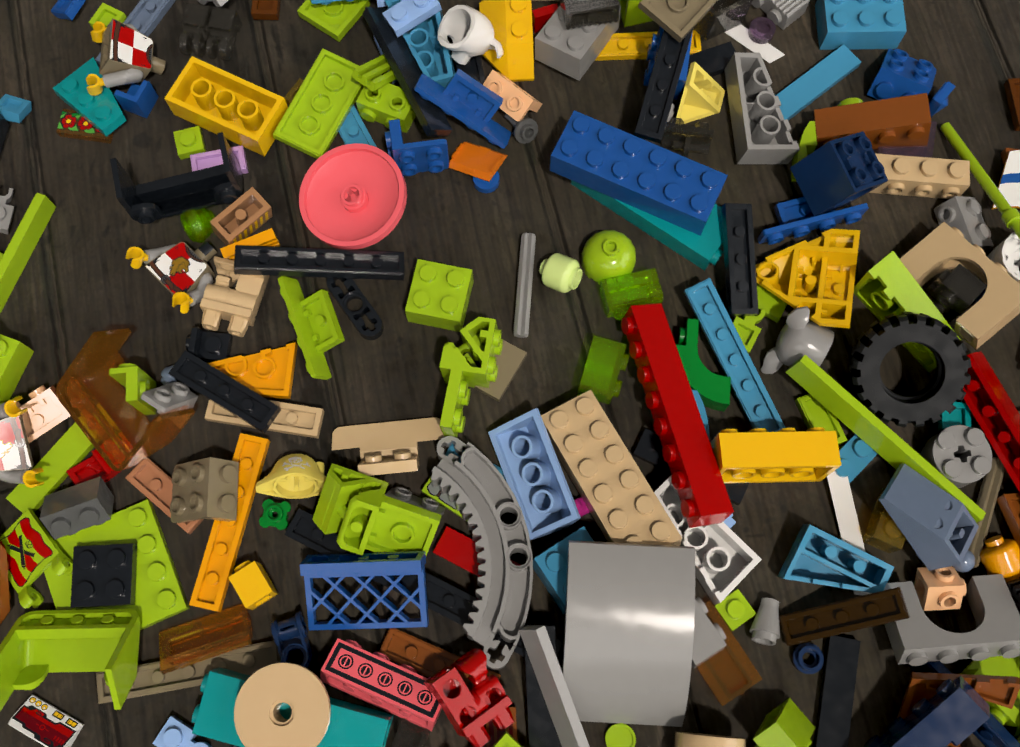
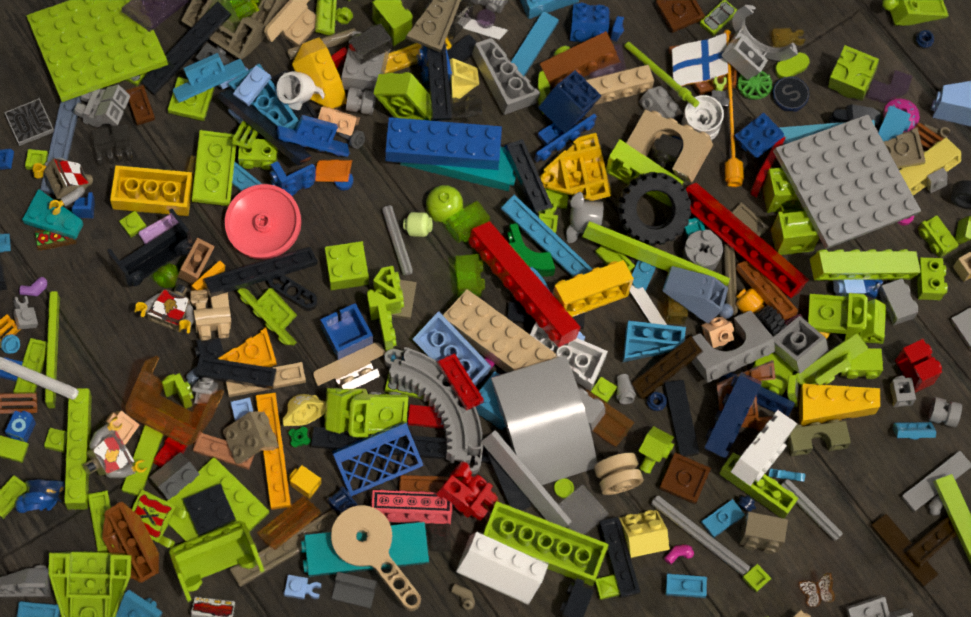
camera: 30 degrees left, 5 degrees down
(28, 183) = (35, 289): none -> medium lavender arm
(215, 444) = (241, 408): none -> light blue plate
(399, 393) = (349, 333): none -> blue piece
(526, 525) = (460, 381): none -> red tile
(550, 80) = (360, 100): none -> light grey wheel
(606, 87) = (403, 96): none -> lime brick

